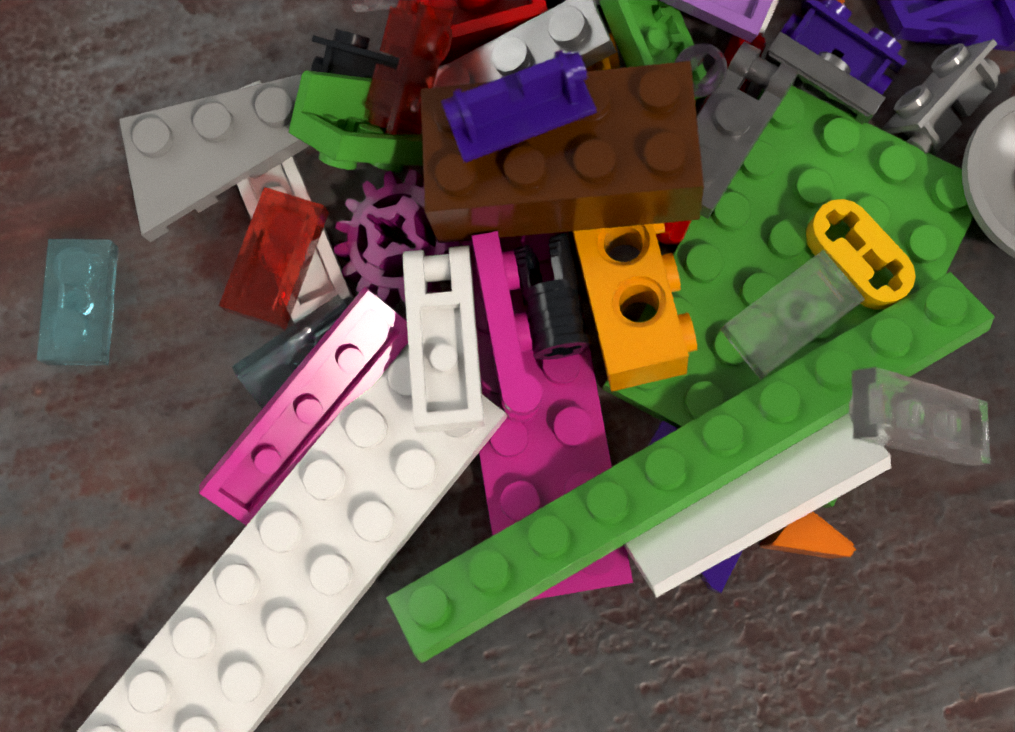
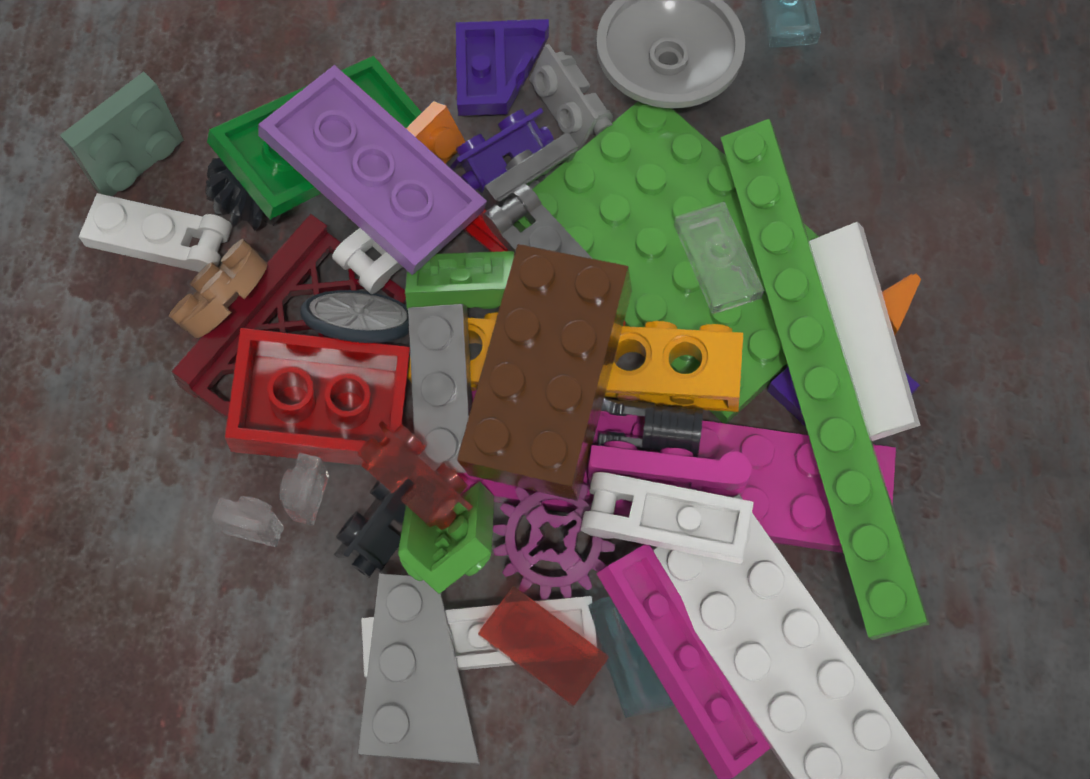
camera: 70 degrees left, 10 degrees down
(519, 105) = (515, 377): dark purple hinge -> none
(715, 76) = (508, 241): hinge -> none
(862, 252) = (683, 190): yellow beam -> none
(919, 417) = (829, 196): clear plate -> none

